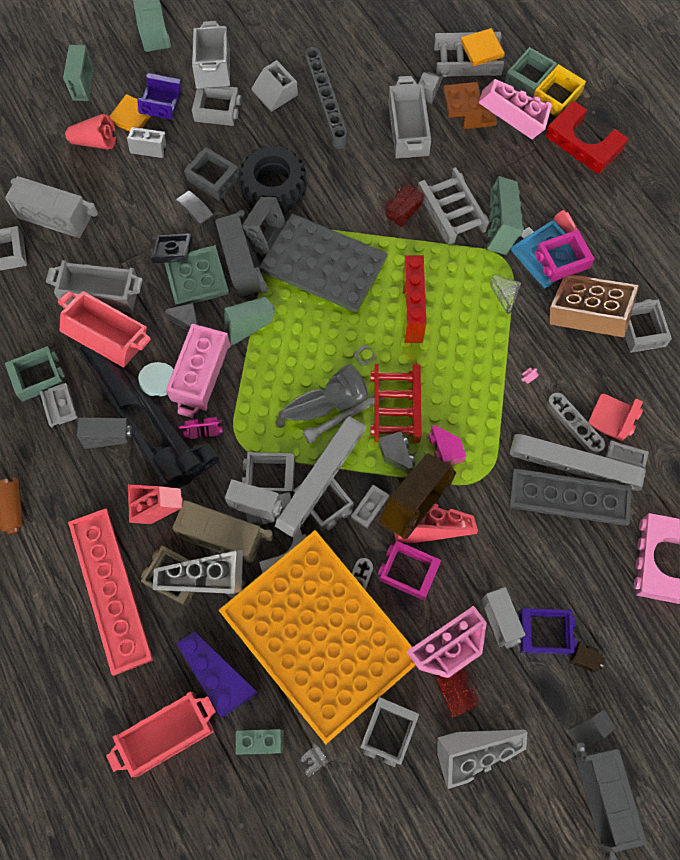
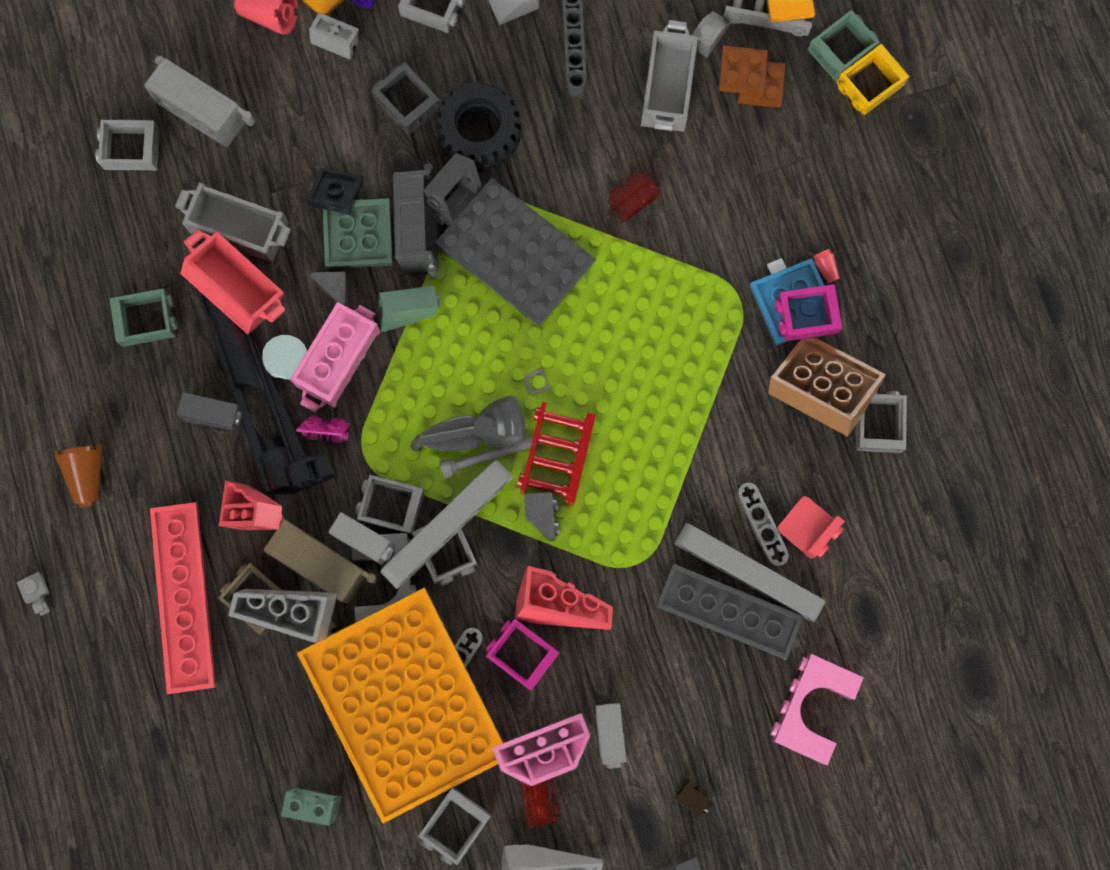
camera: 10 degrees right, 10 degrees up
(58, 405) = (163, 362): light grey plate -> none
(162, 735) = (209, 772): coral container -> none
(195, 207) = (374, 140): flat silver slope -> none
(219, 680) = (279, 720): dark purple wedge -> none
(317, 757) = (368, 835): clear hinge -> none
(370, 506) = (496, 569): light grey plate -> none
(415, 299) = (609, 330): red arch -> none
(416, 495) = (549, 575): dark brown container -> none
(442, 219) = (671, 205): light grey fence -> none
(447, 446) = (603, 521): dark pink slope -> none
(504, 215) = (752, 239): sand green wedge -> none
(505, 290) = (726, 342): clear slope -> none
(516, 108) = (807, 98): bright pink wedge -> none
(529, 375) = (725, 453): bright pink plate -> none
(569, 623) = (632, 755): dark purple window -> none
(594, 156) = (891, 182): red arch -> none
(627, 454) = (810, 578): light grey plate -> none

